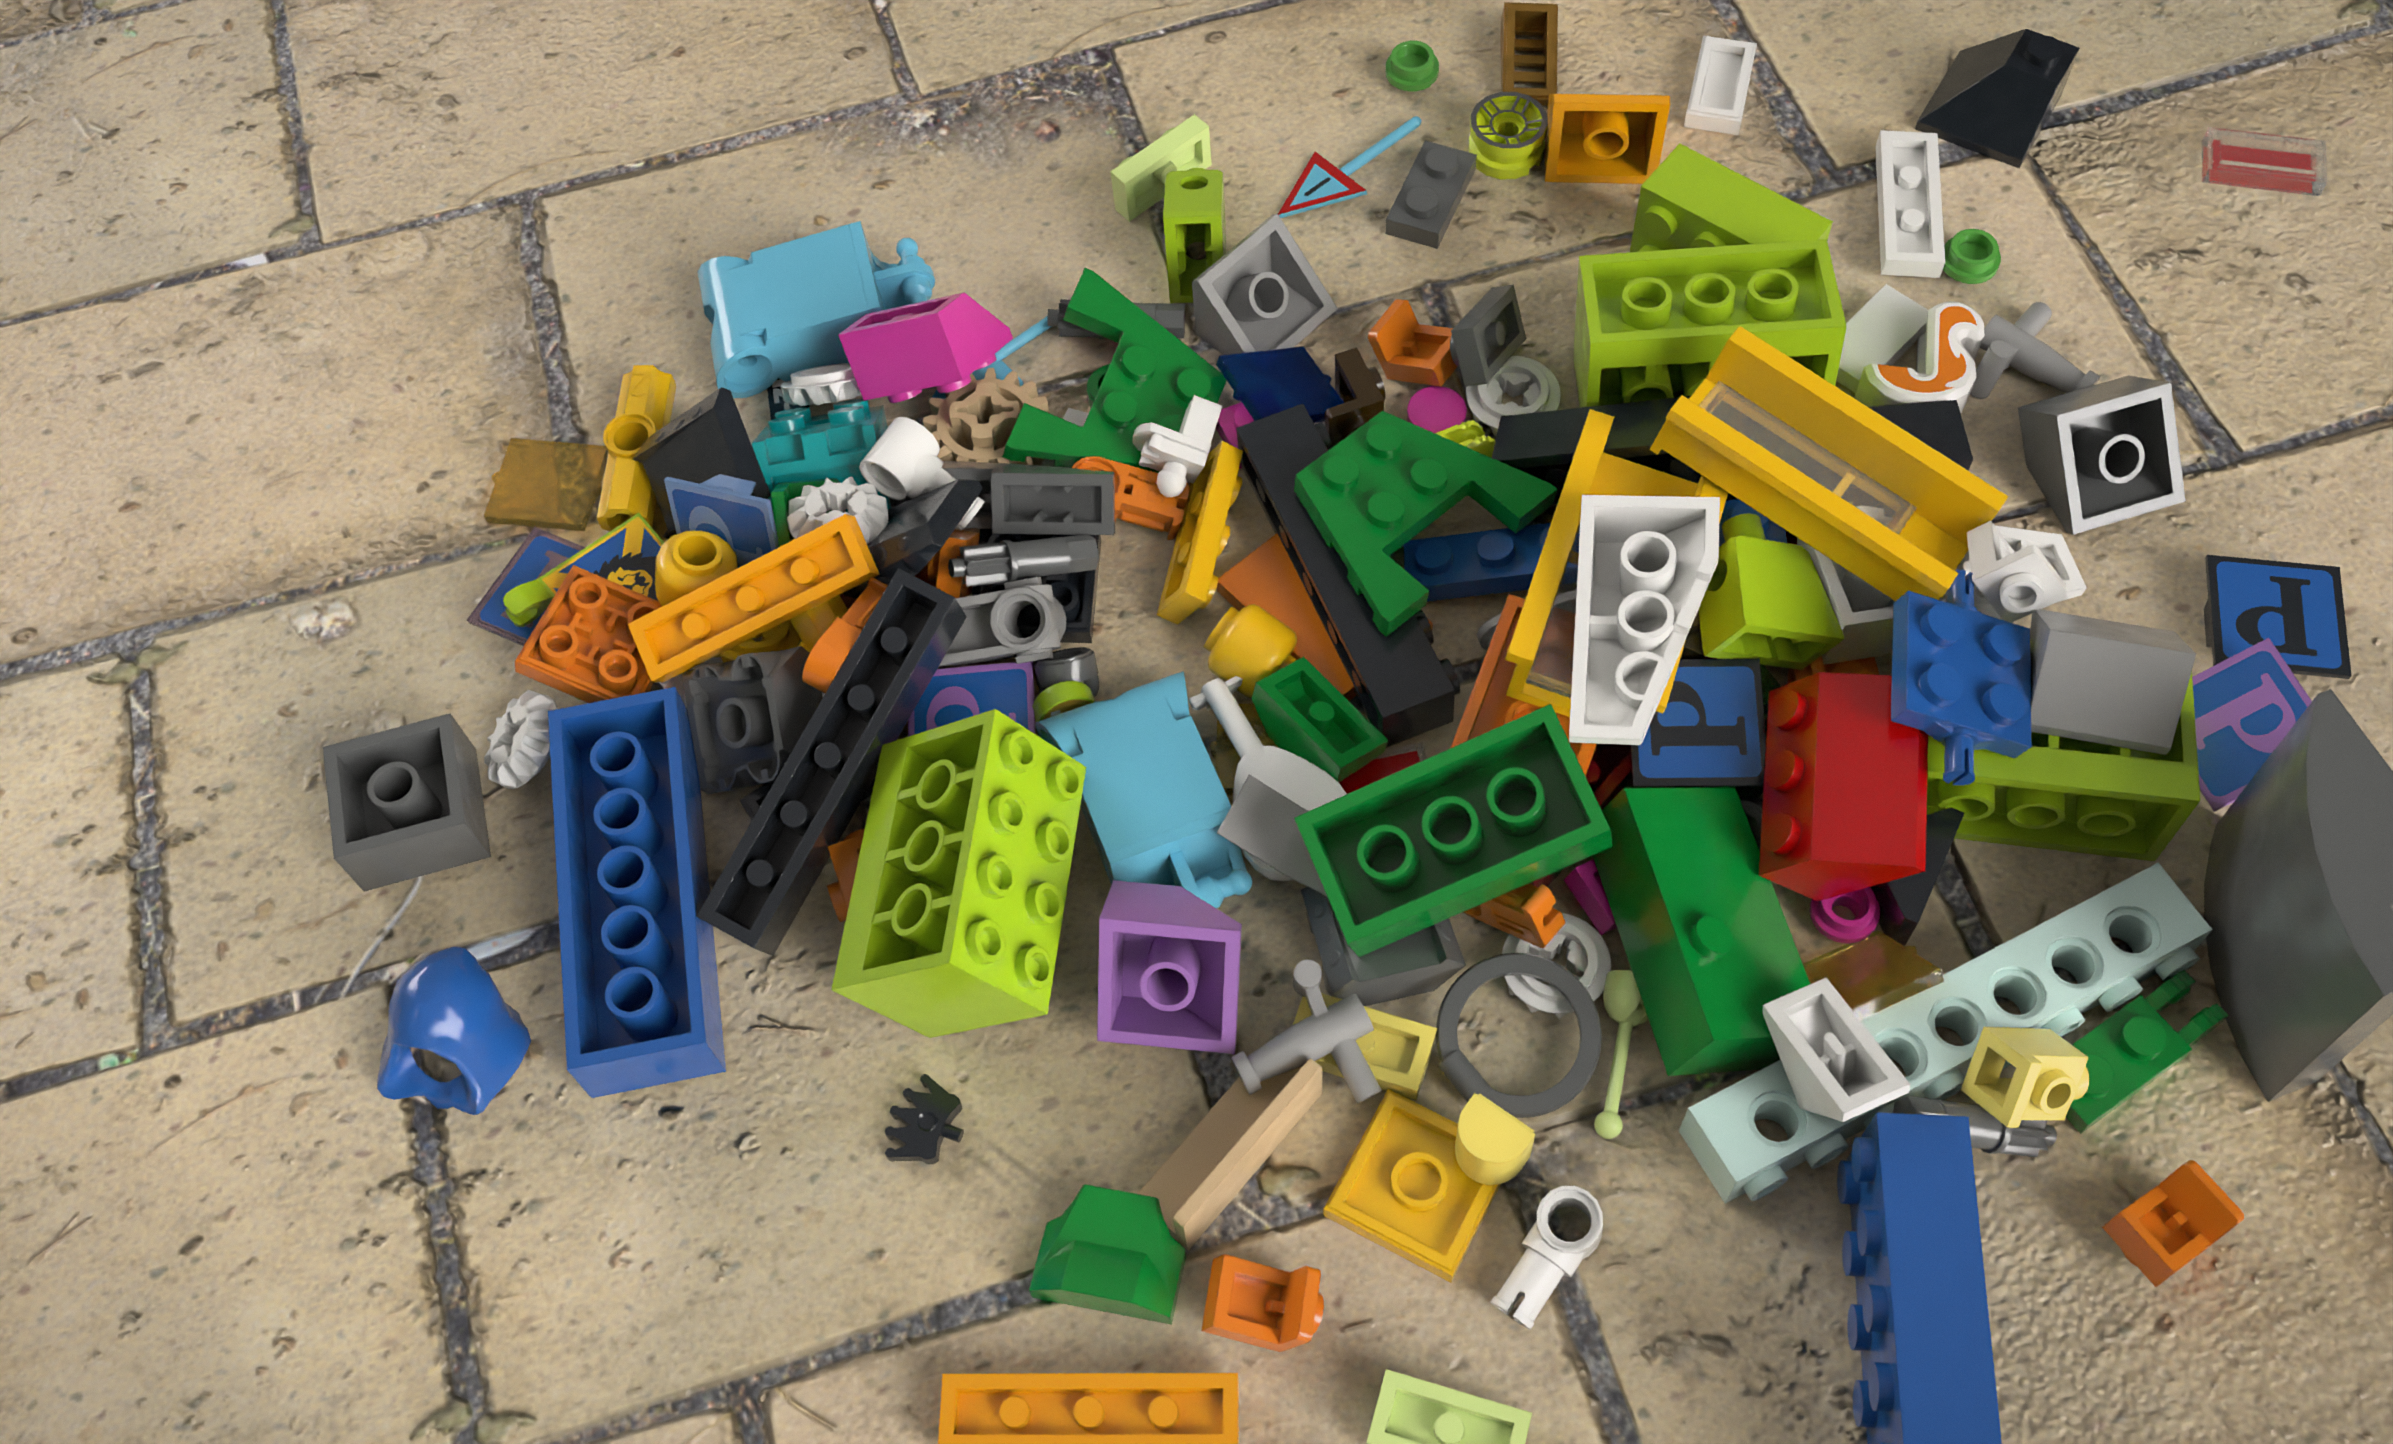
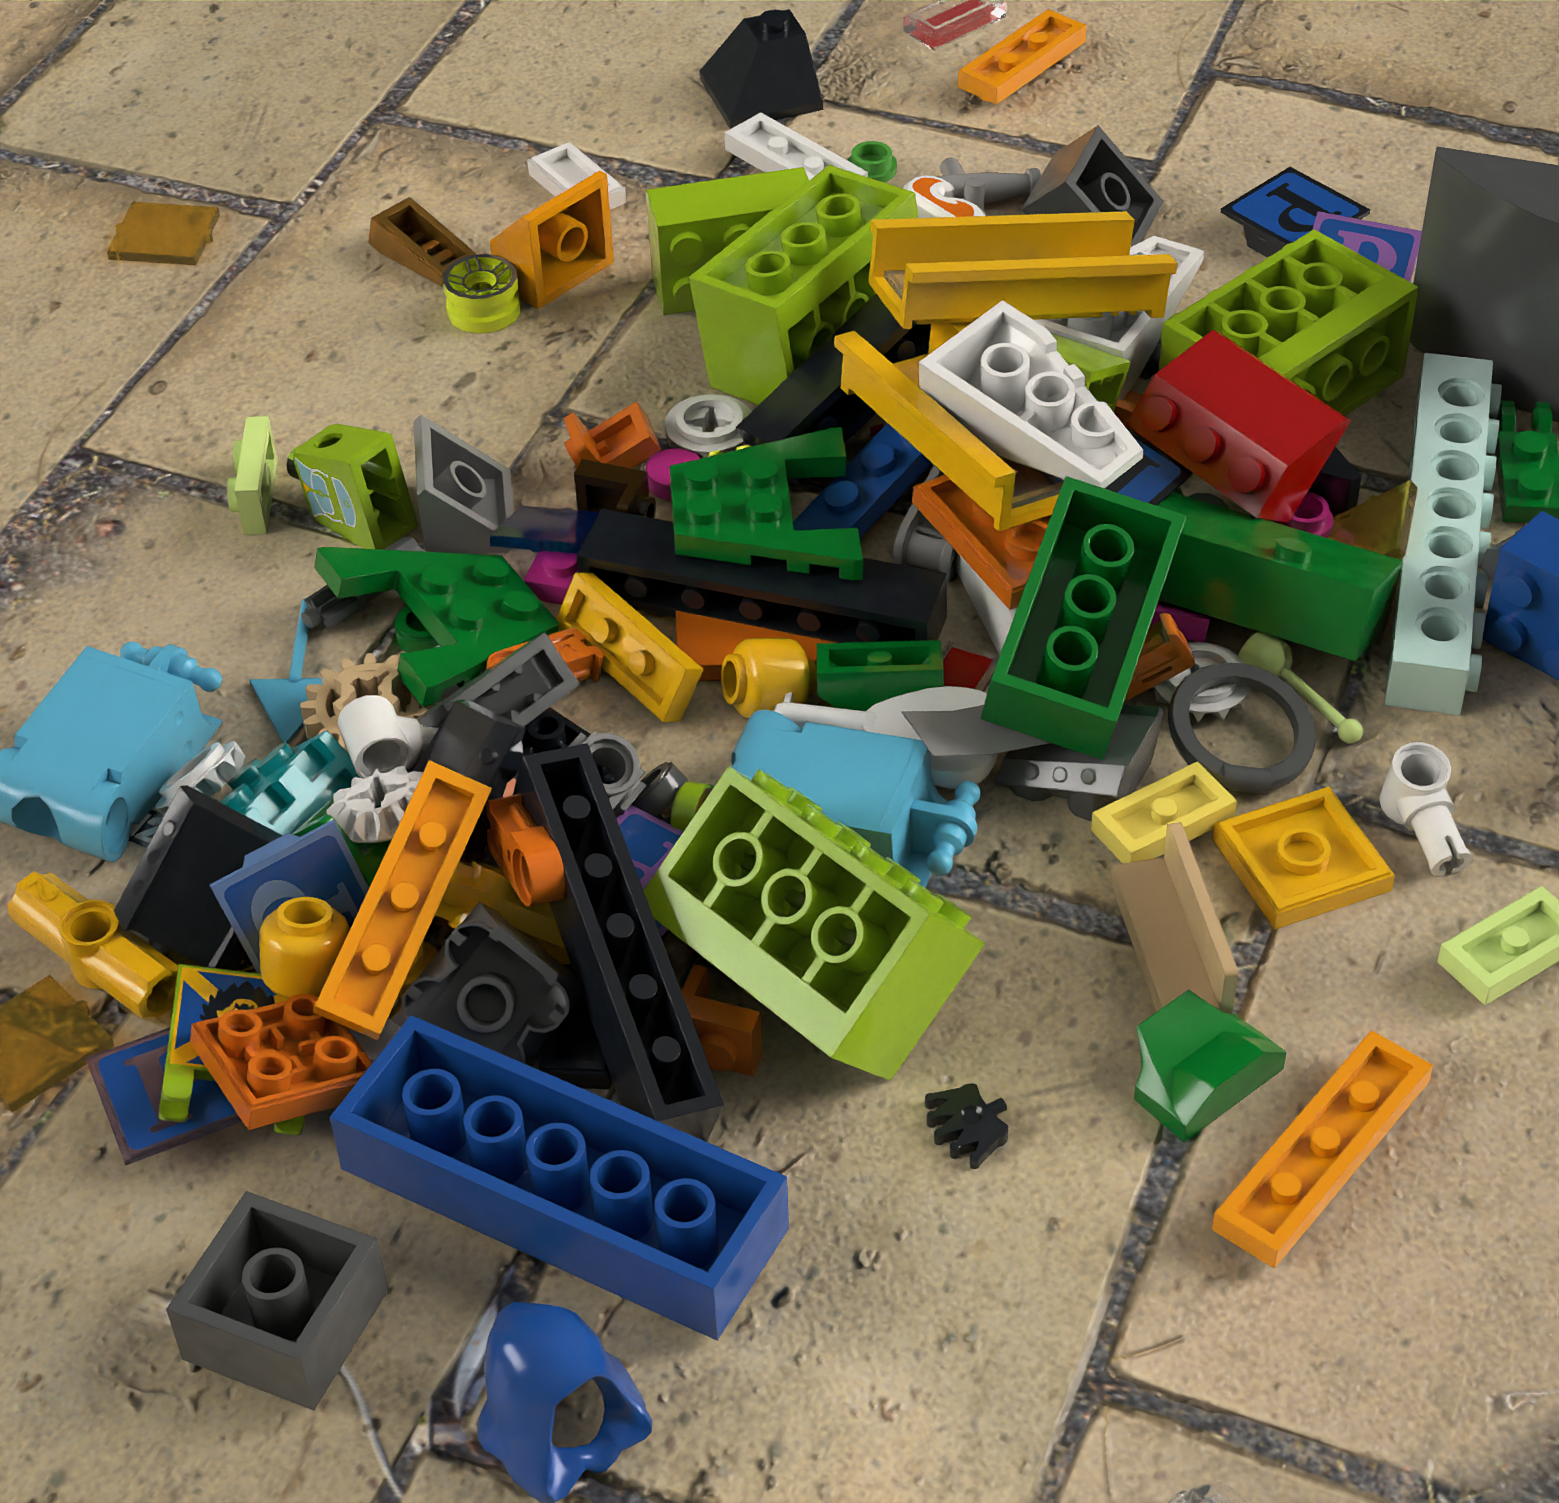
camera: 55 degrees left, 15 degrees down
(520, 740) = (323, 1163): white gear -> none
(922, 347) = (269, 679): dark pink slope -> none
(1024, 559) = (558, 724): dark grey piece -> none
(1167, 970) = (1013, 857): medium lavender slope -> none
(1178, 454) = (545, 600): white piece -> none
(1262, 1303) = (1332, 986): orange bracket -> none
(1322, 1033) = (1147, 812): light grey piece -> none
(1326, 184) = (392, 409): medium azure piece -> none
(1412, 66) = (349, 302): bright green plate -> none
(1431, 194) = (475, 363): dark grey plate -> none
(1487, 335) = (656, 393): dark grey plate -> none
(1491, 1142) = (1319, 776): light yellow brick -> none
(1830, 1054) = (1437, 550): white slope -> none
(1961, 677) = (1237, 313): blue plate -> none
(2011, 580) = (1193, 247): white bracket -> none
(2045, 1078) = (1517, 494): light yellow brick -> none
(2107, 681) = (1300, 263): light grey slope -> none
(2260, 251) = (1021, 56): none -> light orange plate

